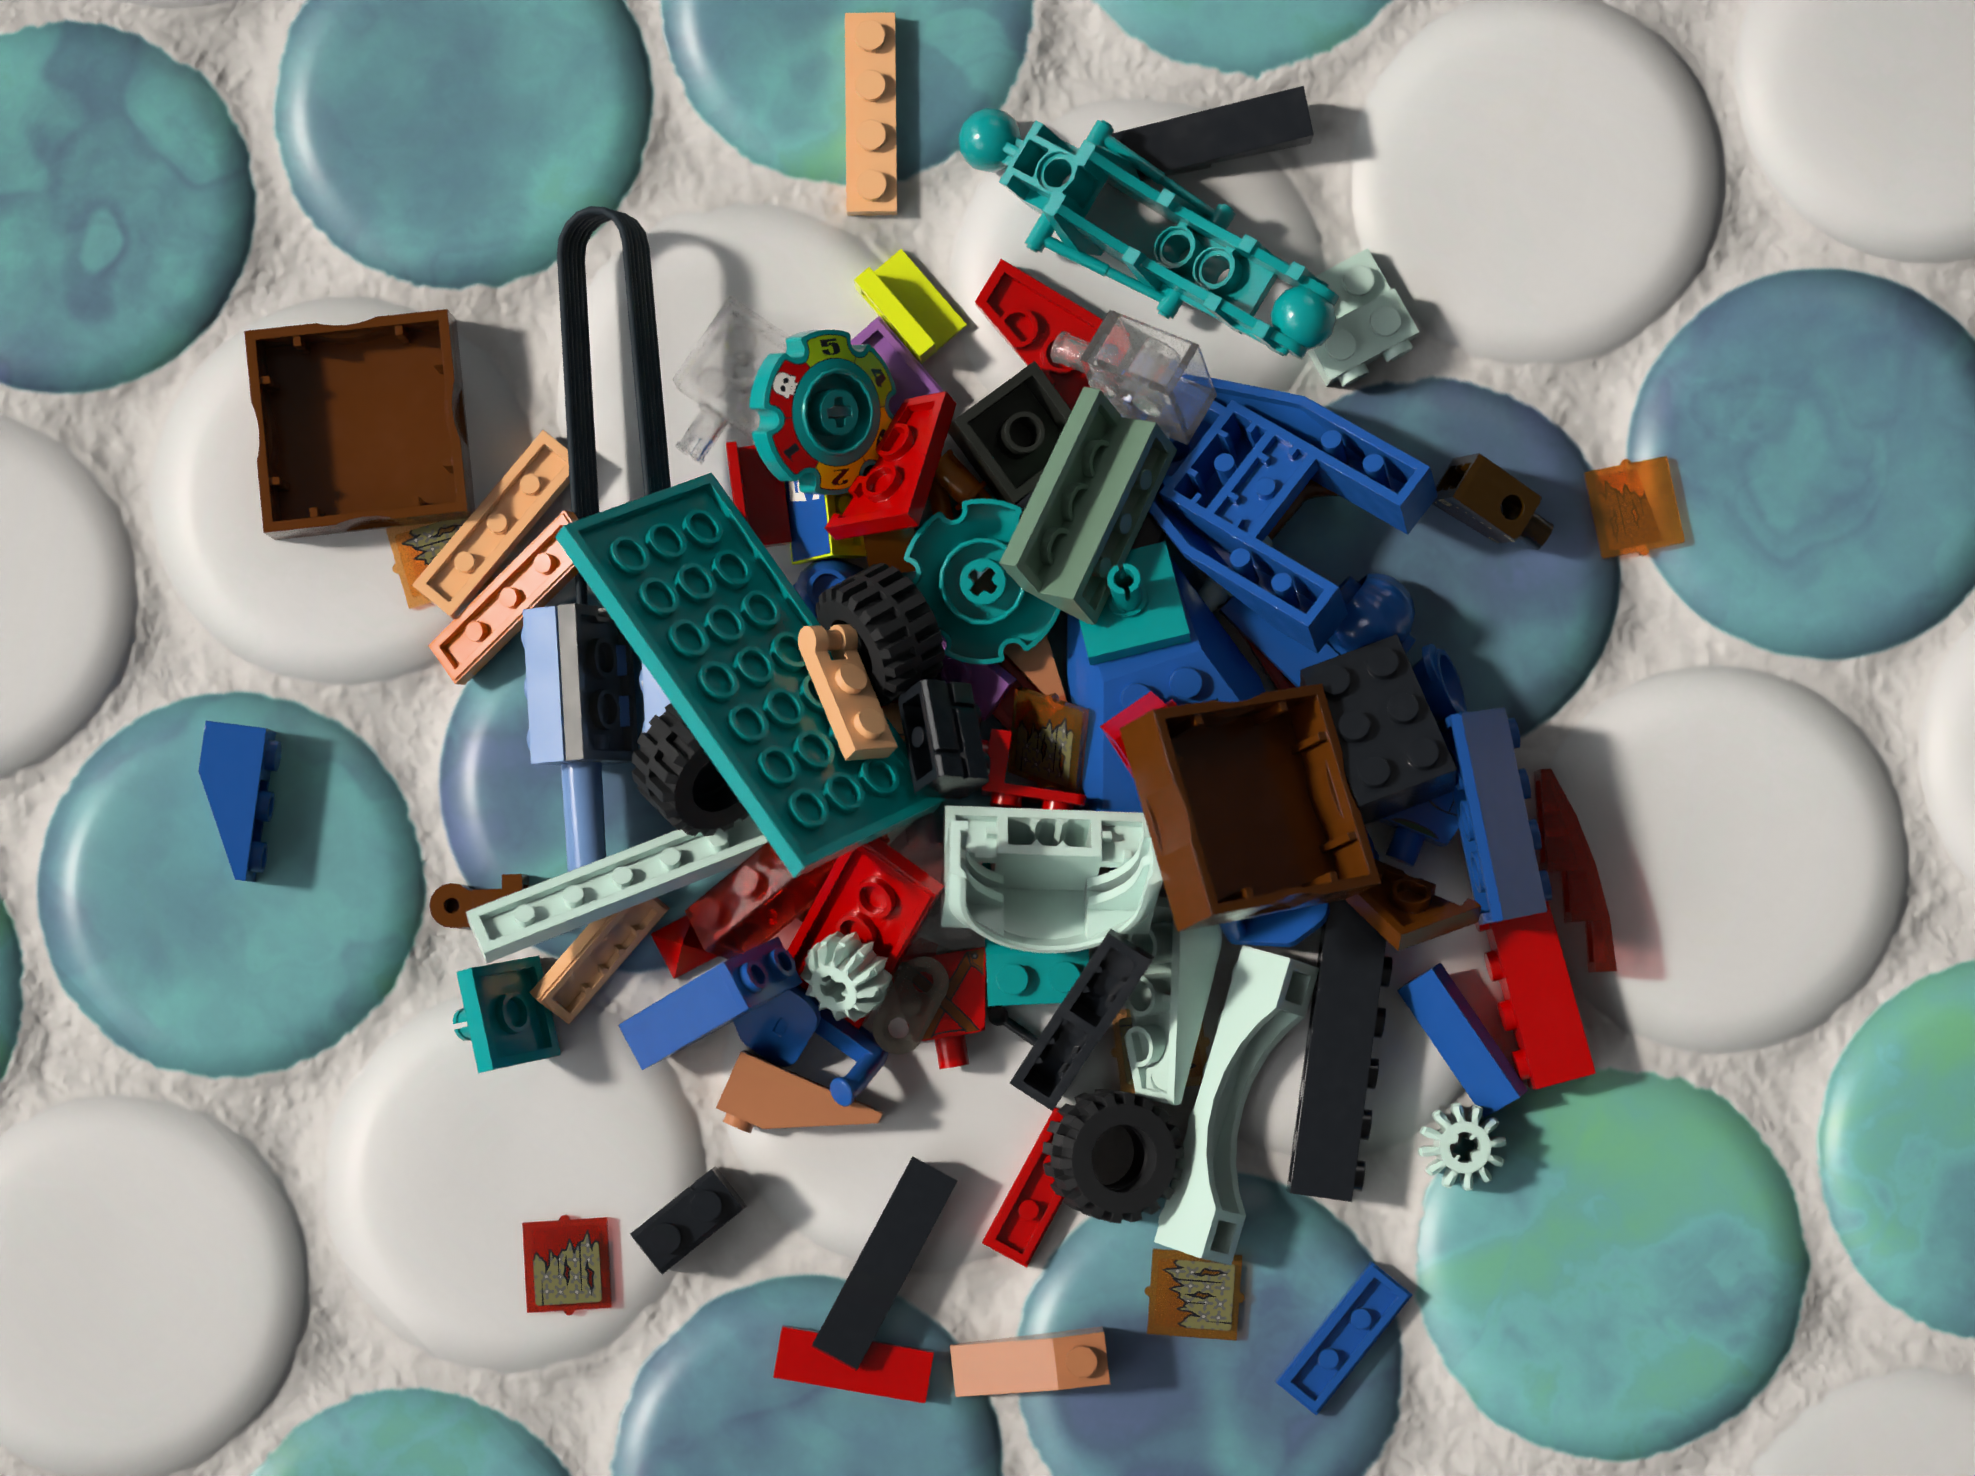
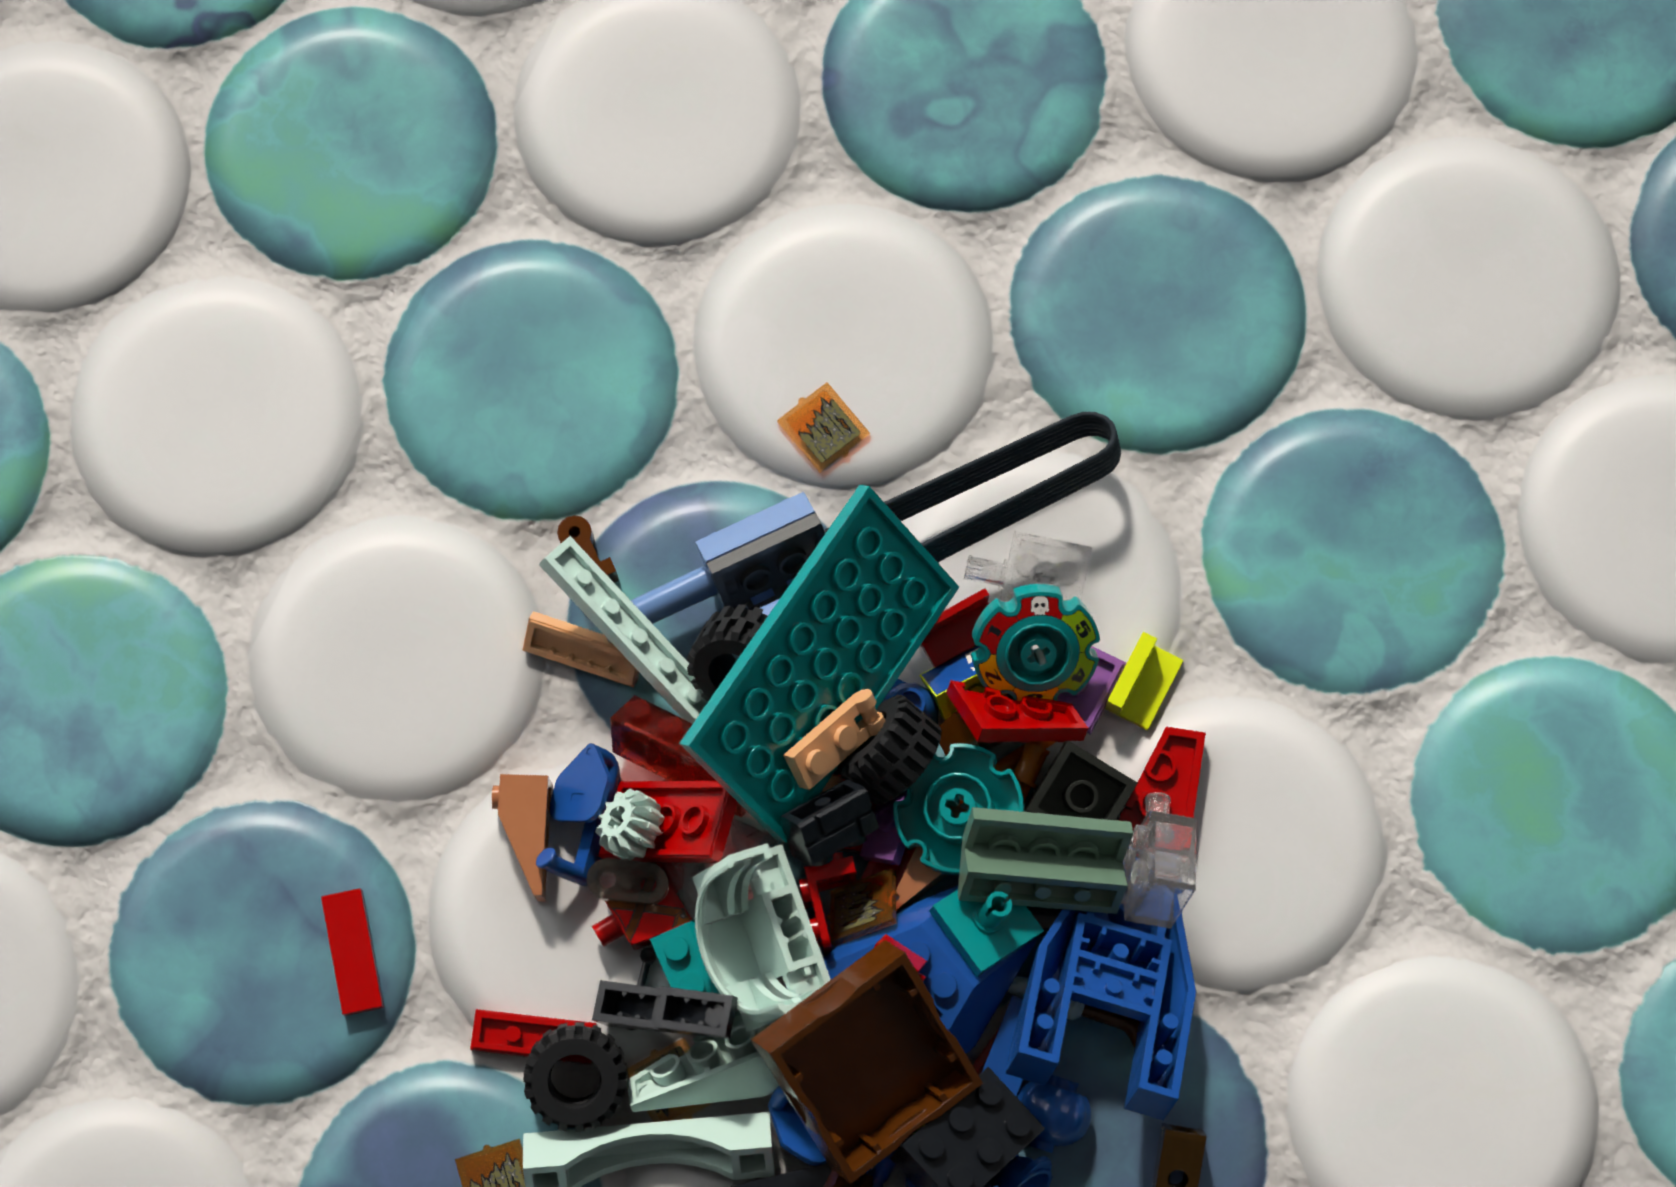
camera: 70 degrees right, 10 degrees down
(236, 780) = (604, 351): blue slope -> none
(360, 424) = (892, 333): reddish brown tile -> none
(496, 526) = (858, 454): light nougat plate -> none
(498, 610) = (791, 476): tile -> none
(502, 1015) = (508, 598): teal tile -> none
(567, 1264) = (348, 719): piece -> none
(680, 947) = (606, 705): red slope -> none
(688, 1220) = (412, 789): black brick -> none
(710, 1002) = (574, 737): blue slope -> none
(871, 114) = (1272, 599): light nougat plate -> none
(884, 1263) = (434, 943): black slope -> none
(1031, 1363) = (401, 1081): slope -> none
(1041, 162) = (1265, 872): teal piece -> none
(1223, 133) = (1362, 849): black slope -> none
(1368, 321) = (1272, 1008): light aqua plate -> none

